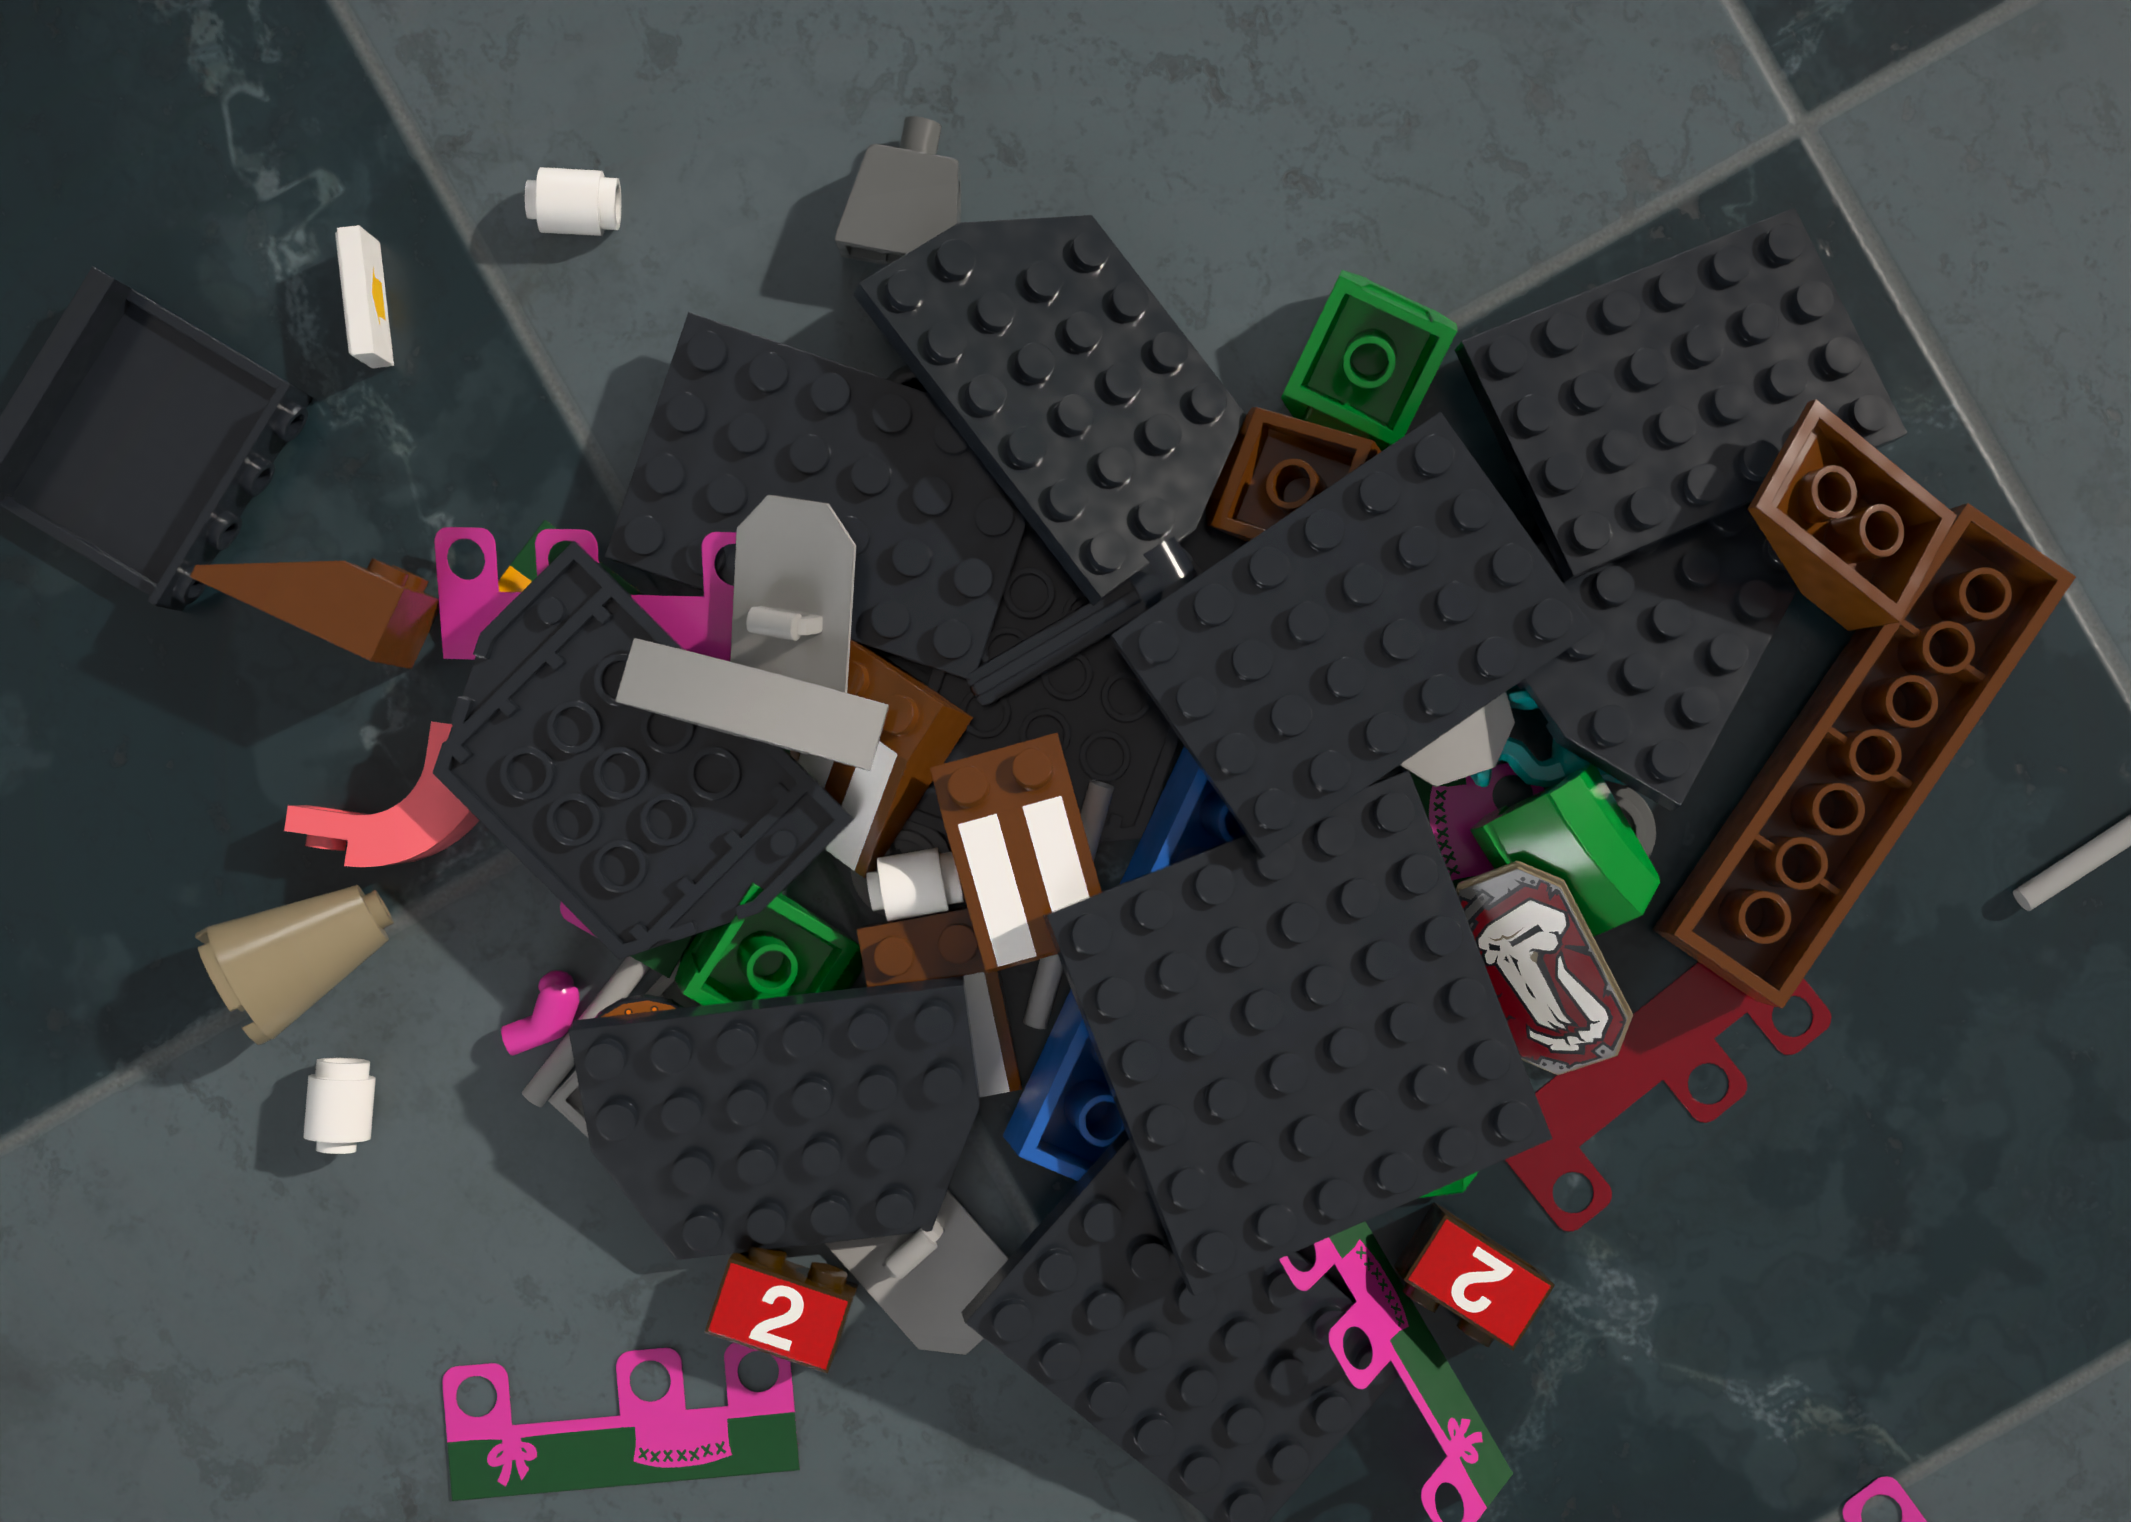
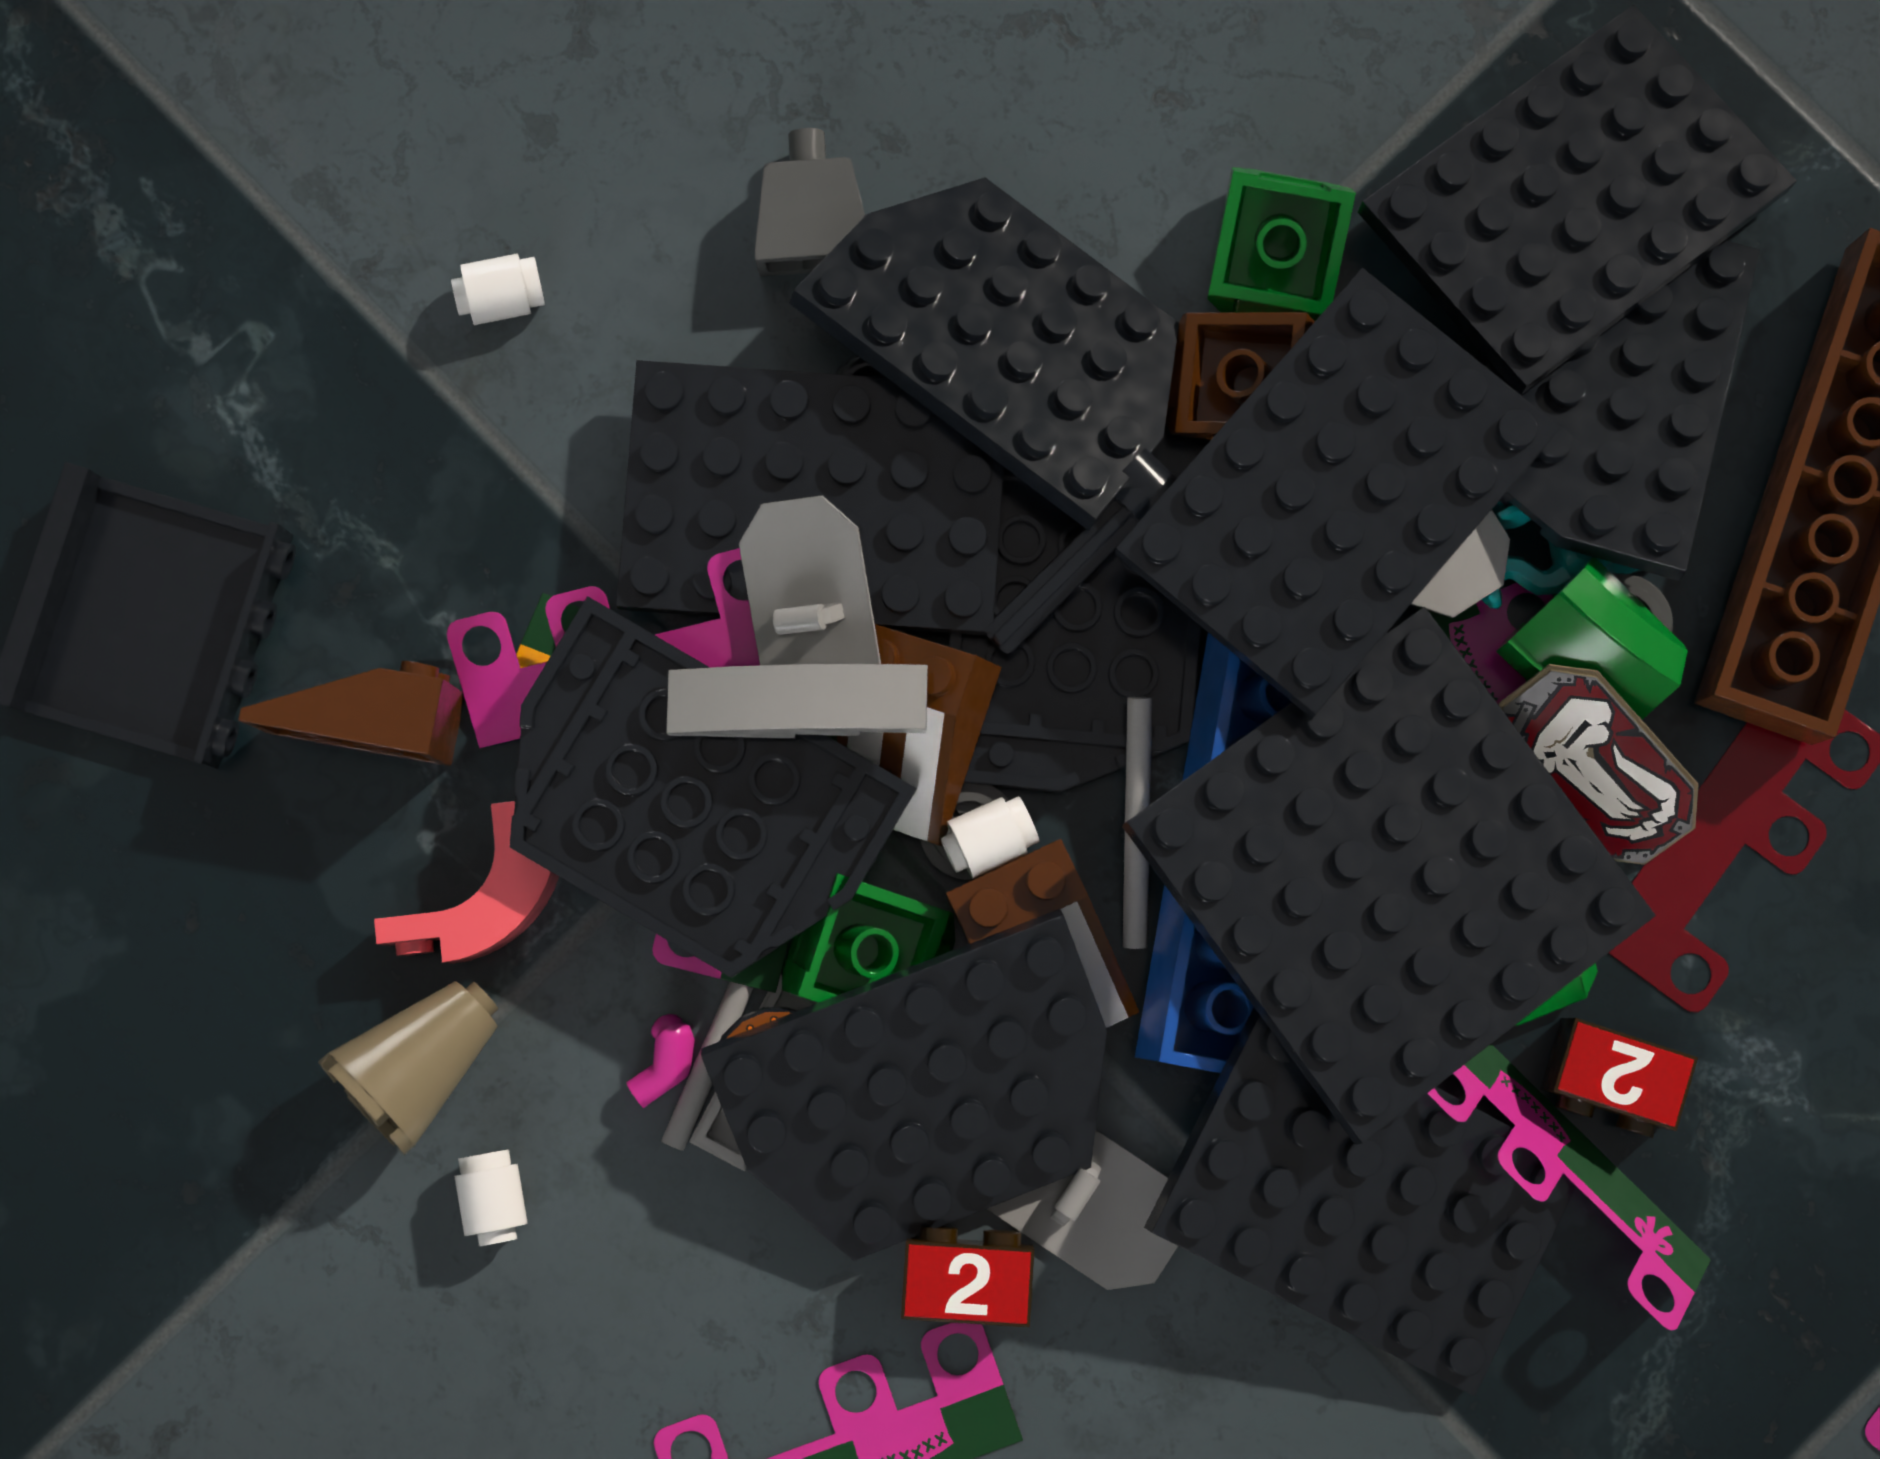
camera: 15 degrees left, 5 degrees down
(364, 297) = (323, 427): white tile -> none
(1015, 845) = (1076, 771): reddish brown slope -> none
(1848, 522) = (1765, 273): reddish brown slope -> none

